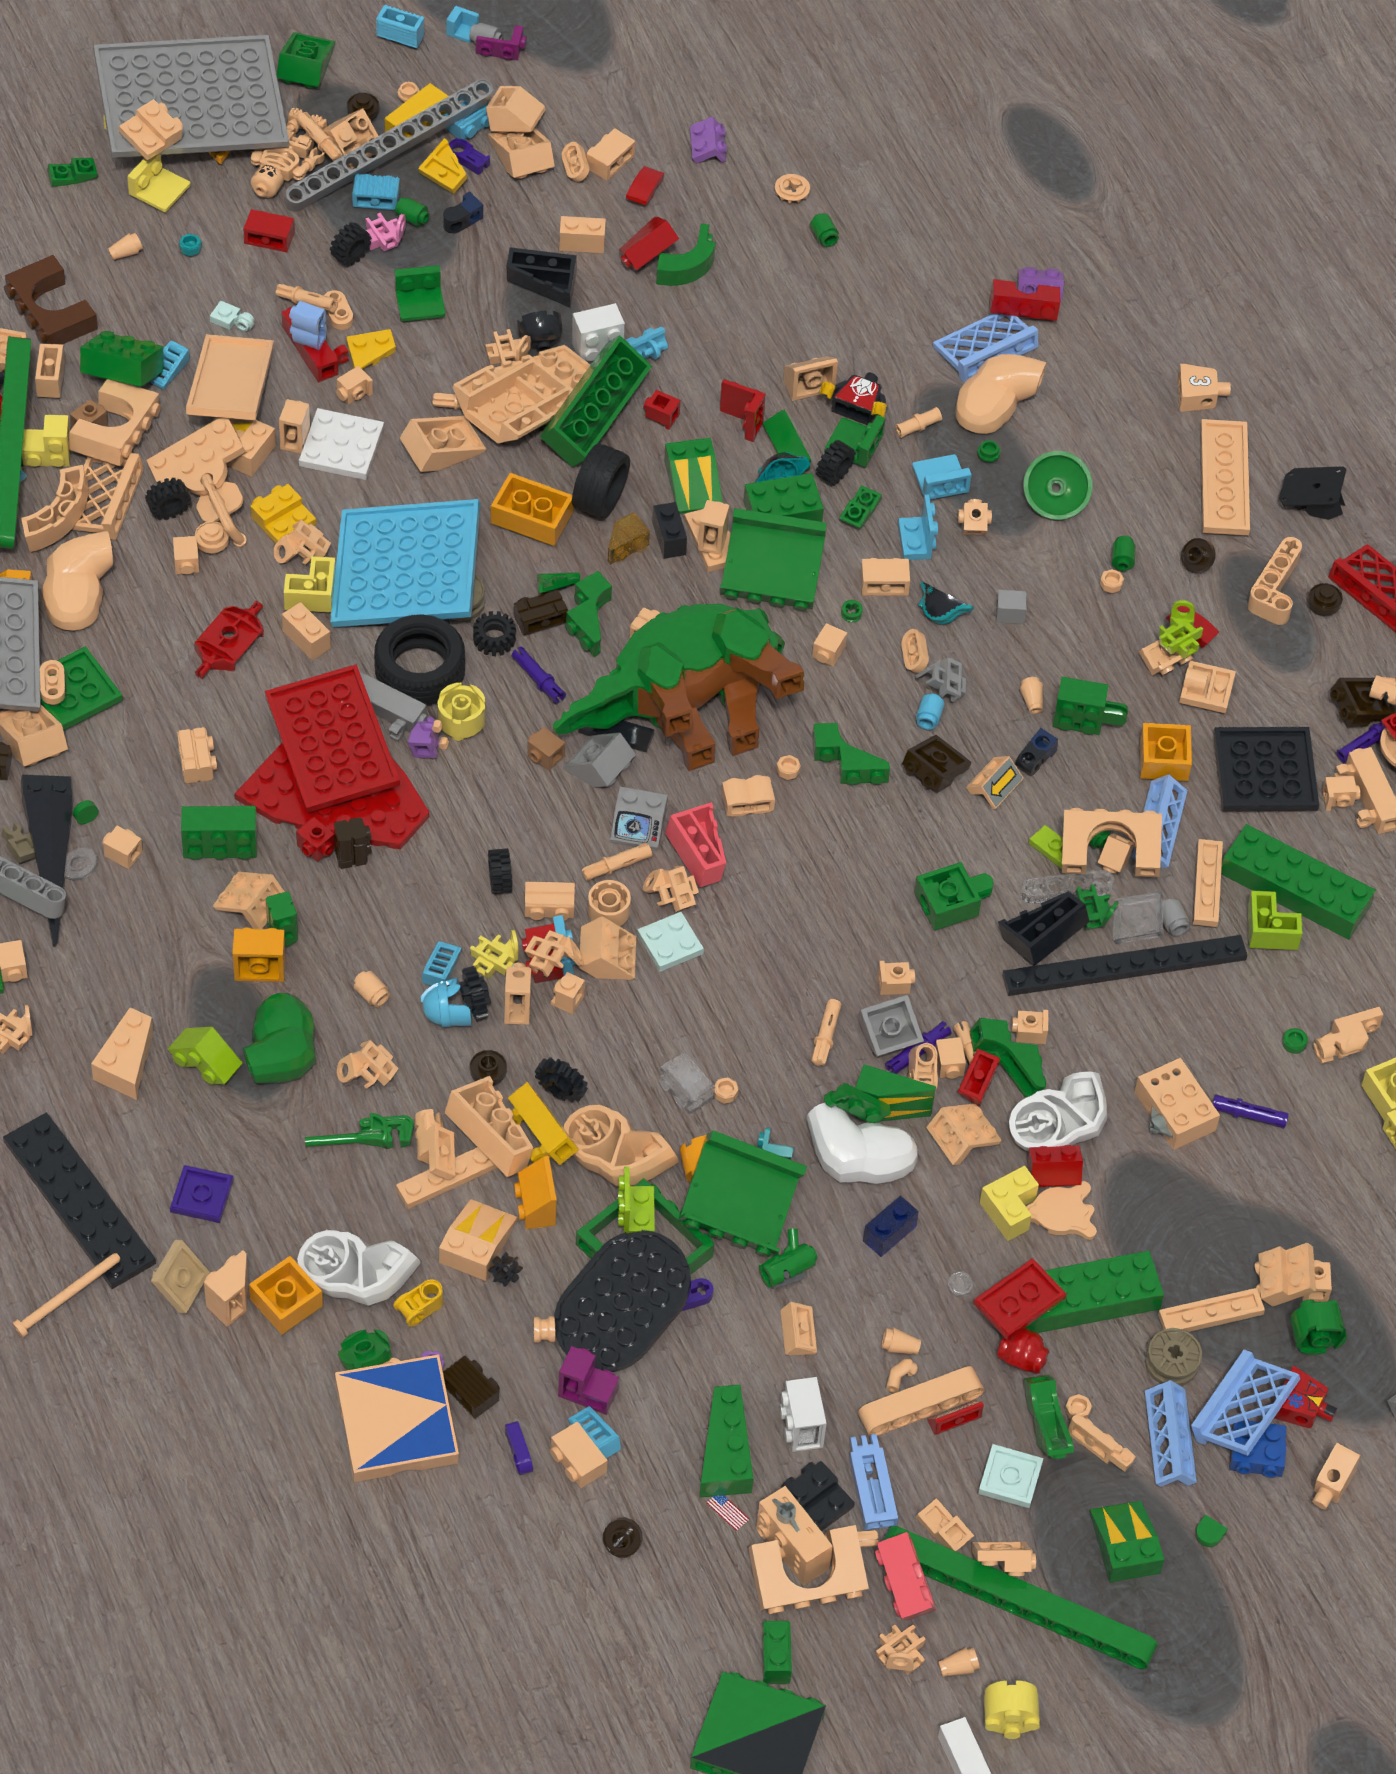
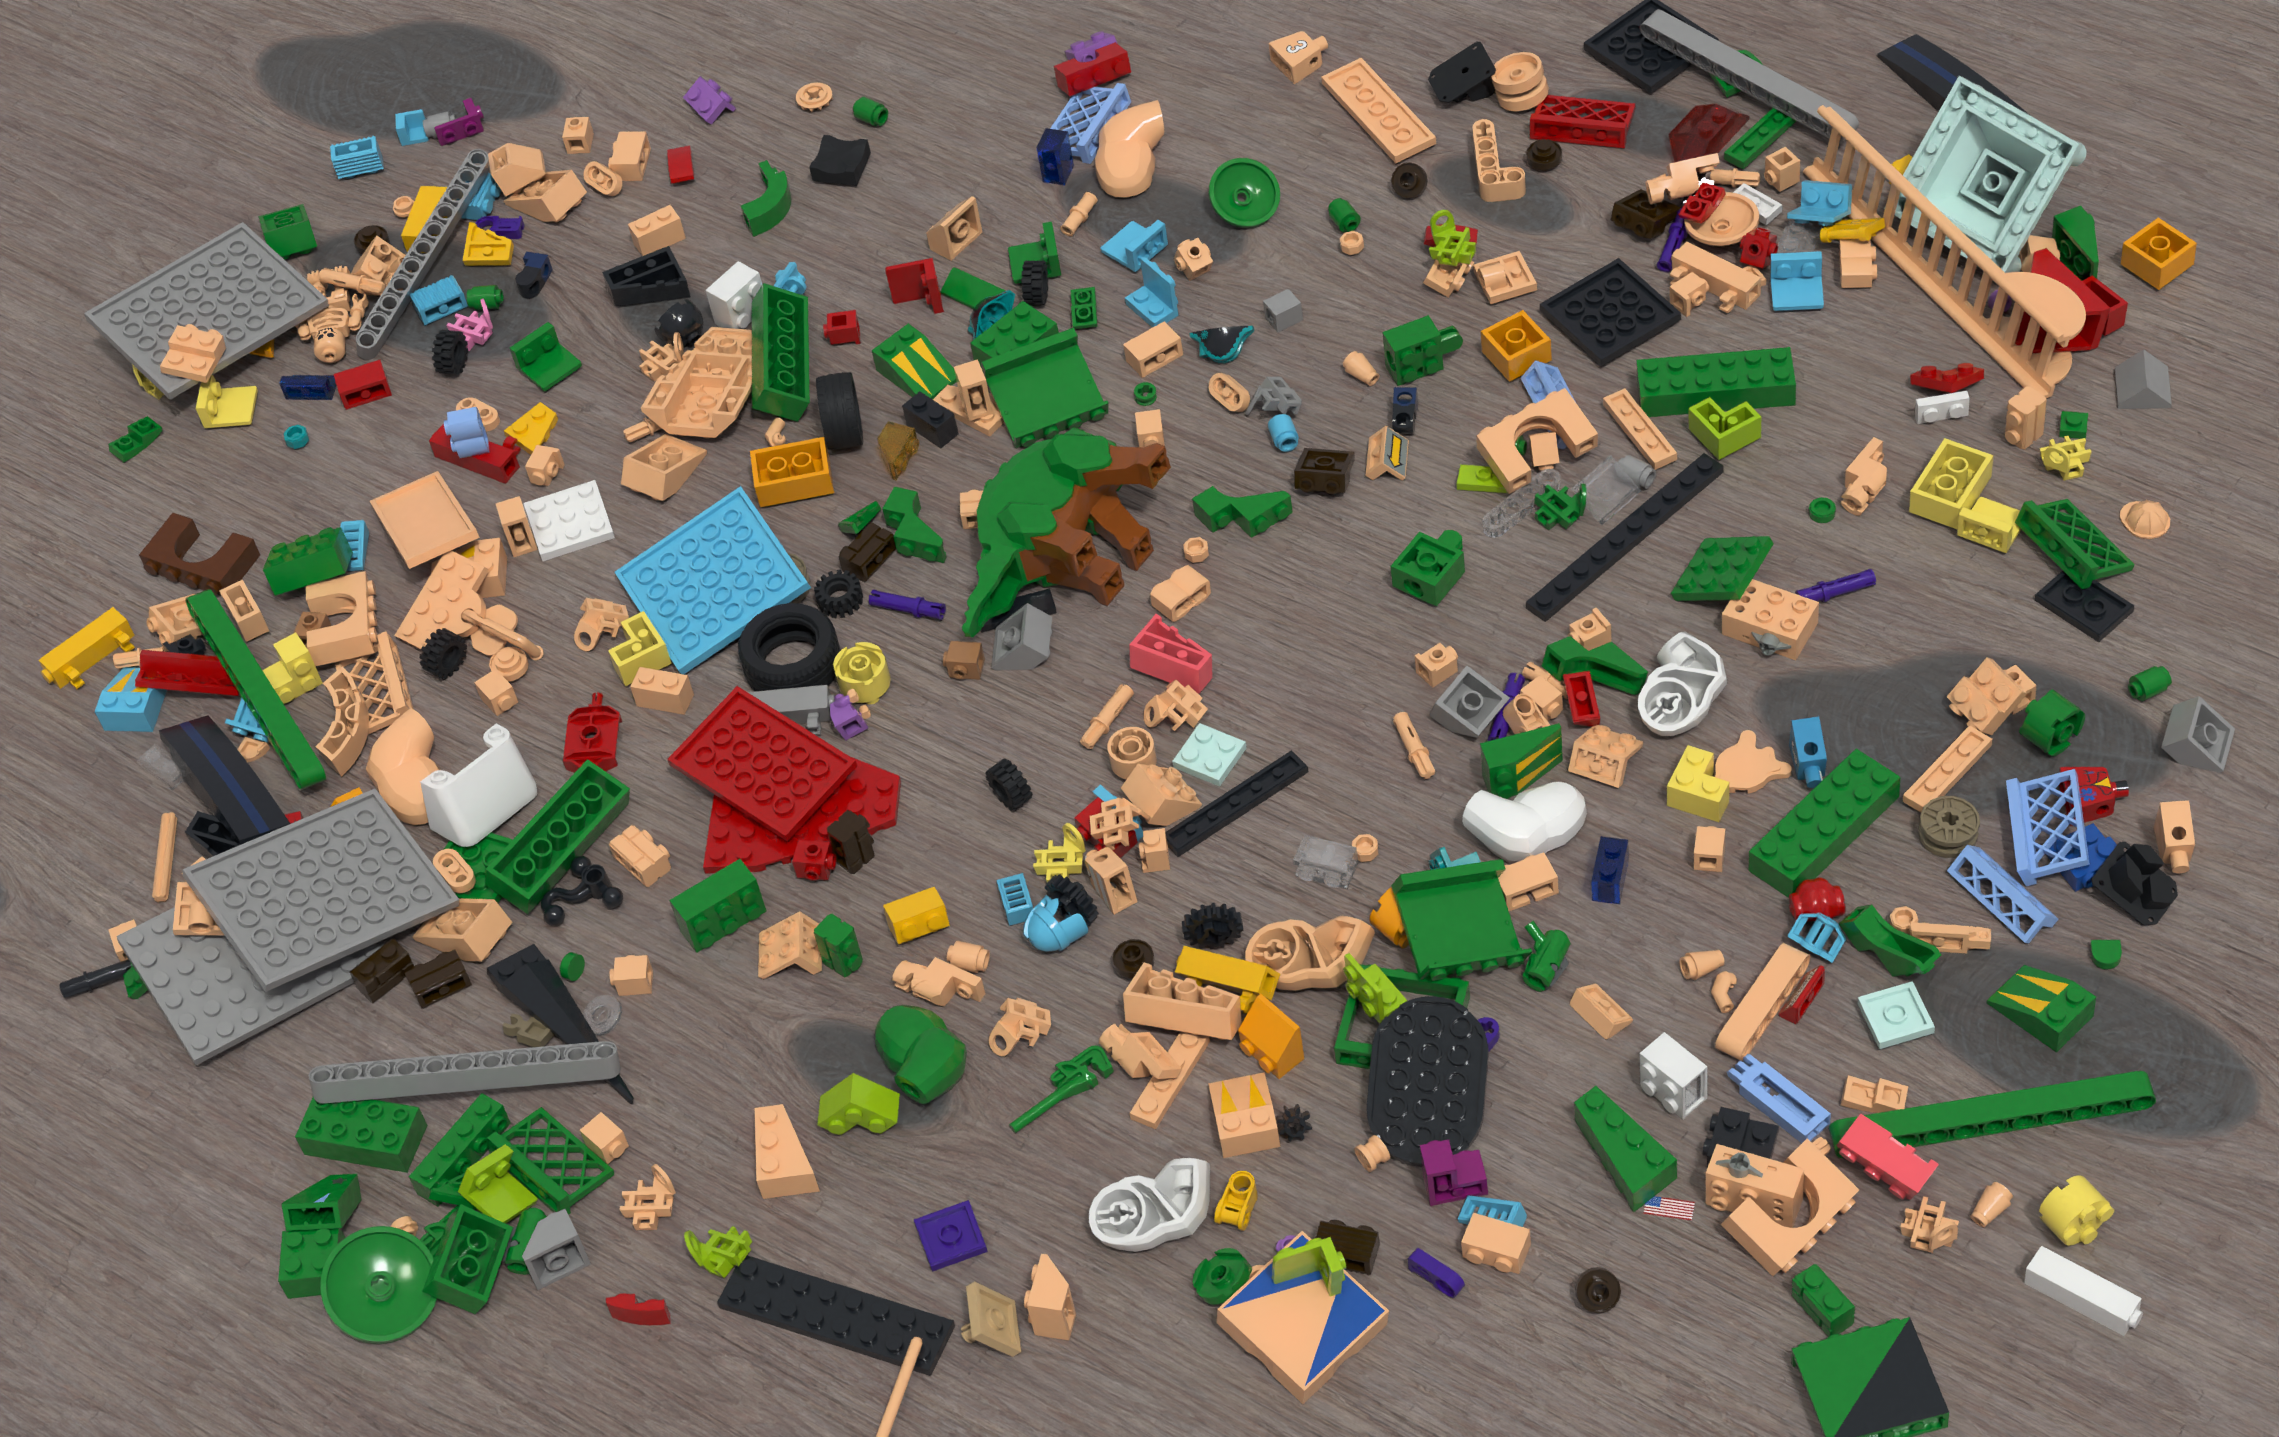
camera: 20 degrees left, 5 degrees down
(31, 1107) = (719, 1260): none -> lime piece
(113, 633) = (481, 794): none -> white windscreen
(125, 247) = (236, 471): light nougat cone -> none
(144, 702) = (557, 836): none -> green brick
(146, 756) = (594, 885): none -> black piece
(228, 206) = (308, 387): none -> clear blue panel
(228, 315) = (378, 474): light aqua plate -> none
(259, 955) = (841, 989): light orange brick -> none
(280, 511) = (556, 608): yellow plate -> none
(285, 1295) = (1107, 1273): light orange brick -> none
(298, 293) = (433, 420): light nougat axle -> none
(334, 993) = (937, 981): none -> light nougat plate
(357, 931) = (916, 915): none -> yellow brick
(423, 1378) = (1313, 1256): none -> lime bracket
(544, 468) = (773, 433): none -> light nougat arm
(549, 900) = (1071, 783): light nougat brick -> none
(584, 110) = (578, 135): none -> light nougat brick
(639, 818) = (1097, 667): light grey slope -> none
(647, 243) = (723, 203): red slope -> none
(659, 993) = (1235, 803): none -> black tile
(768, 259) = (840, 161): none -> black brick
(823, 1190) = (1531, 875): none -> light nougat piece
(857, 398) = (1011, 224): torso -> none
(857, 1103) = (1502, 779): green plate -> none
(934, 361) = (1055, 156): none -> clear blue brick
(960, 1284) = (1710, 881): clear plate -> none
(979, 1257) = (1709, 849): none -> light nougat brick
(988, 451) = (1158, 202): green plate -> none
(1002, 1377) = (1809, 941): none -> medium azure piece
(1012, 1556) = (1959, 1080): light nougat plate -> none
(1019, 1299) = (1782, 856): red tile -> none
(1045, 928) = (1536, 544): black wedge -> none
(1056, 1165) = (1713, 728): red brick -> none
(1114, 1229) = (1808, 750): none -> dark azure torso
(1171, 1039) = (1722, 568): none -> green plate
(1276, 1510) = (2136, 882): none -> black piece
(1354, 523) = (1520, 81): none -> light nougat wheel

